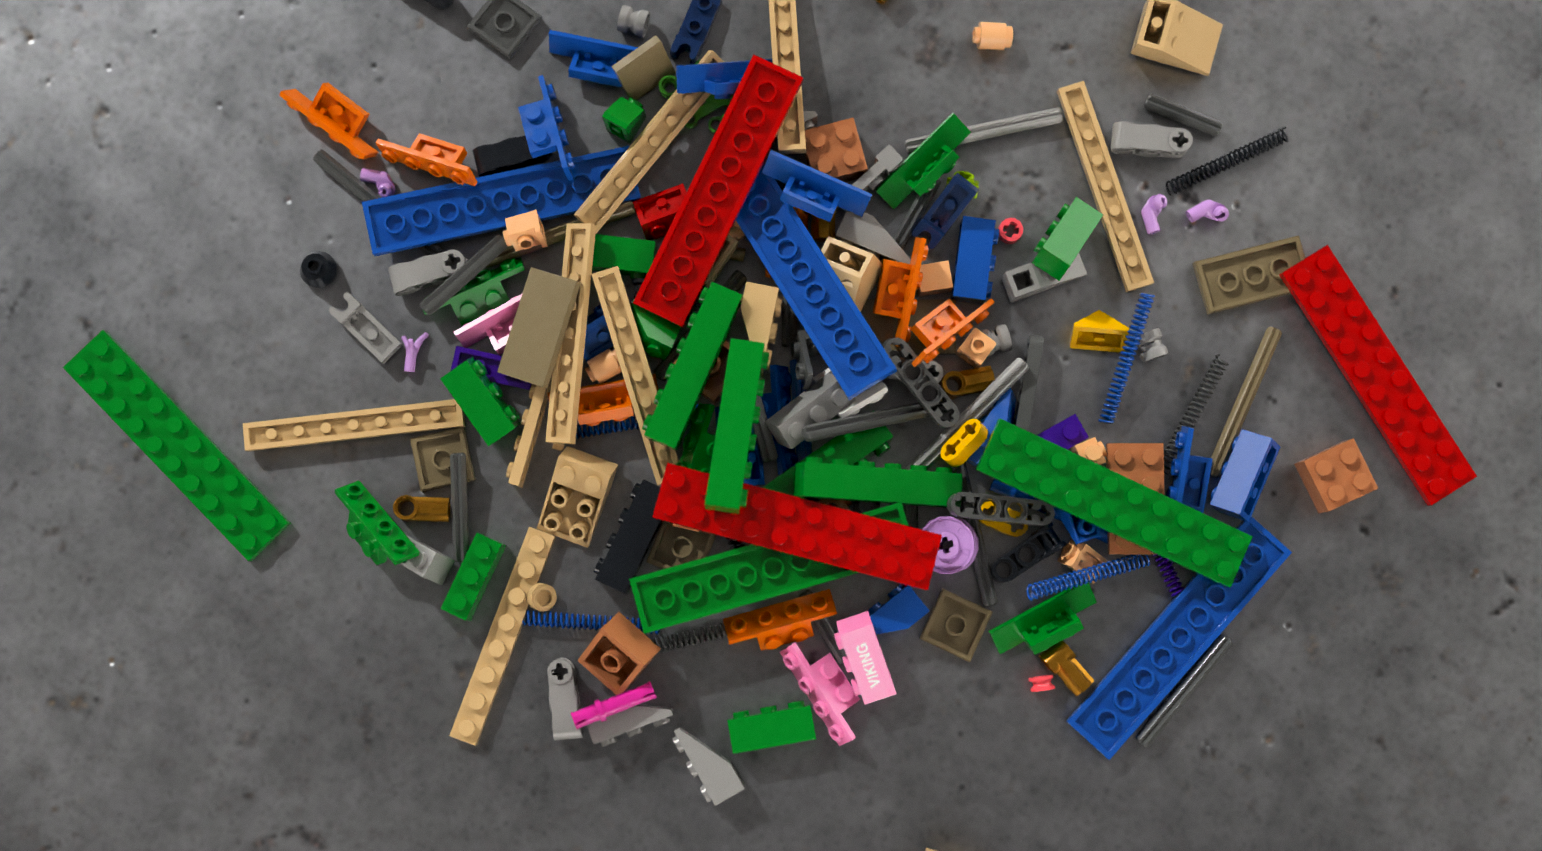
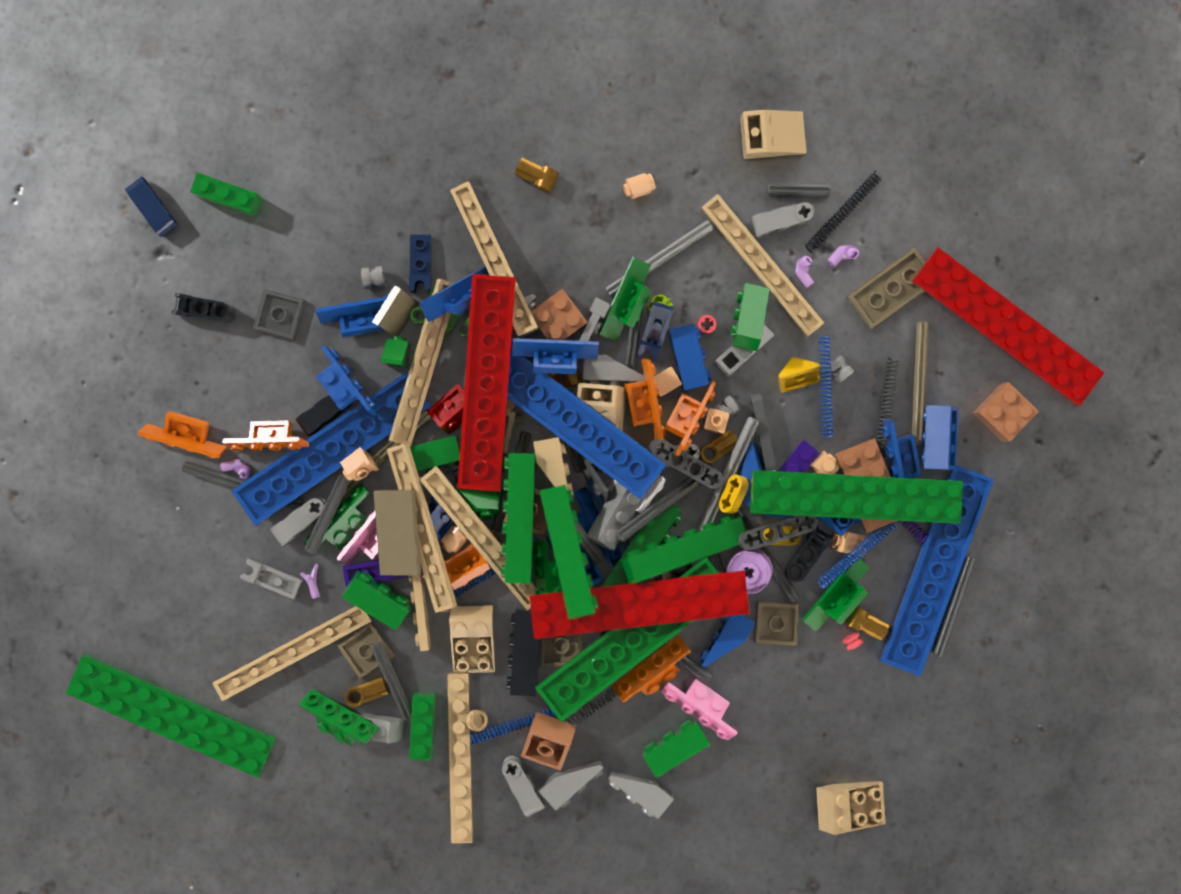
camera: 25 degrees left, 5 degrees up
(318, 269) = (219, 549): black cone -> none
(613, 705) = (554, 783): dark pink pin -> none
(864, 658) = (722, 675): bright pink brick -> none

